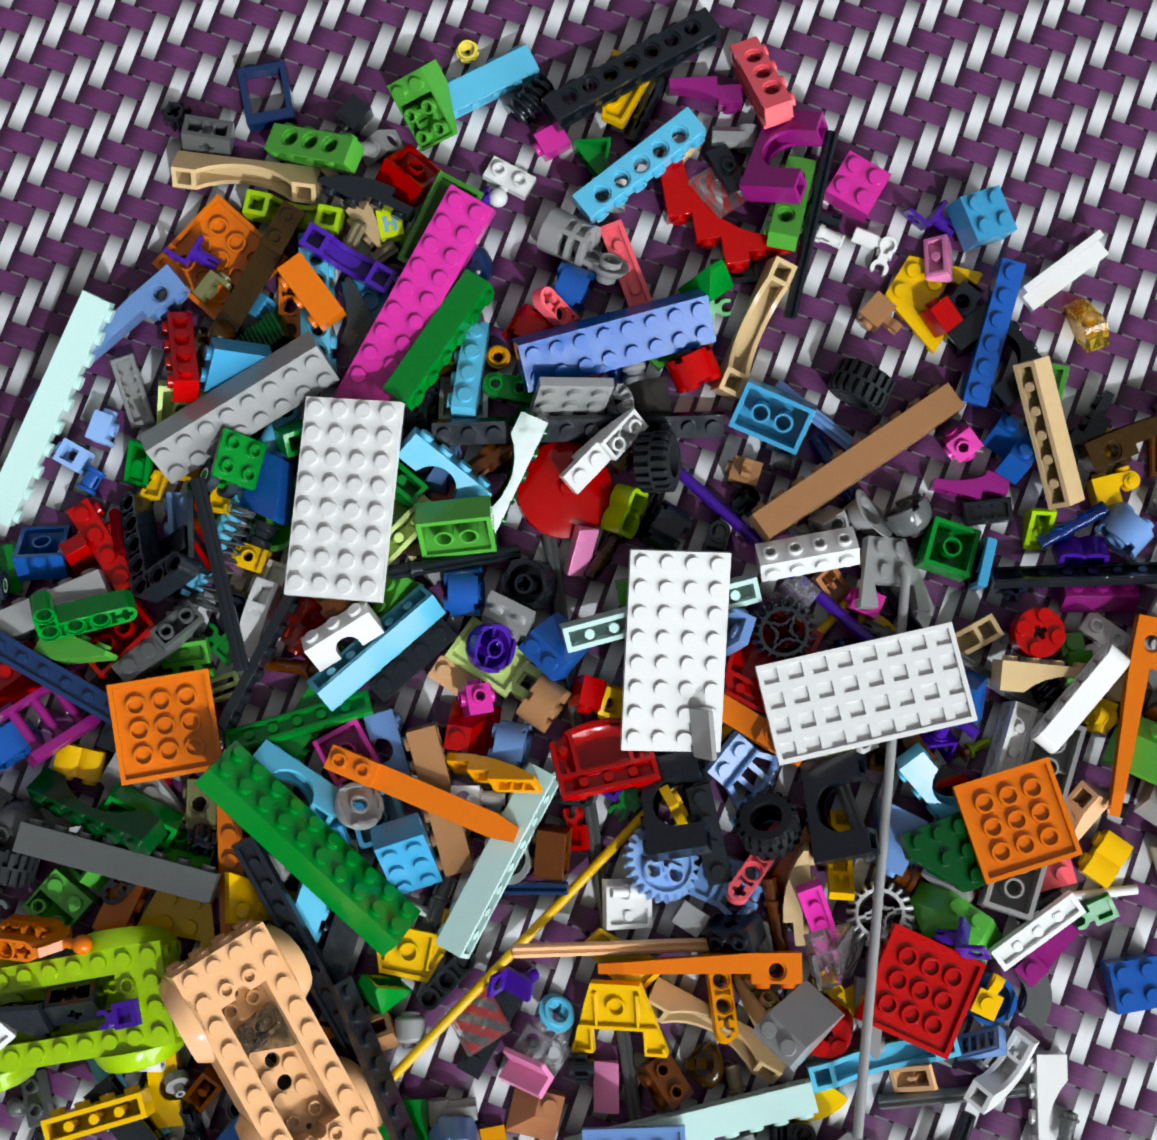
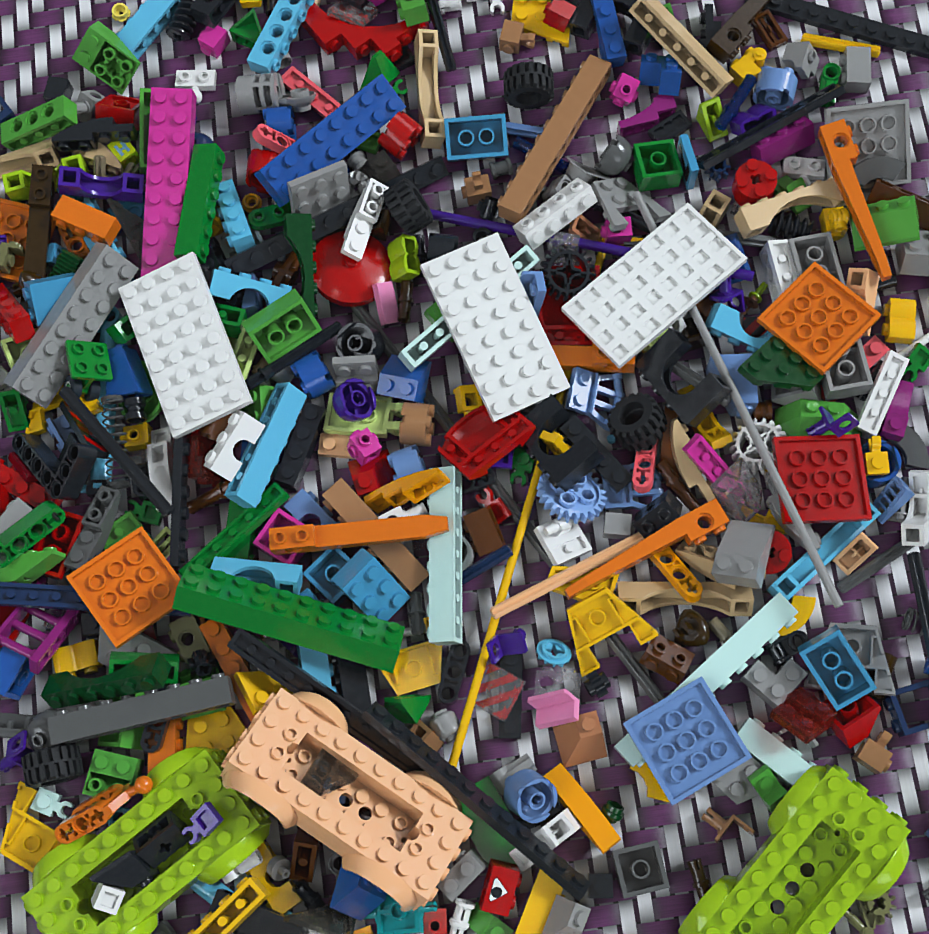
camera: 20 degrees left, 10 degrees down
(353, 817) = (305, 574): light grey tile -> none
(587, 694) = (446, 400): red brick -> none
(606, 1086) = (625, 690): bright pink slope -> none
(703, 733) = (549, 374): light grey slope -> none
(1080, 698) = (812, 208): white beam -> none

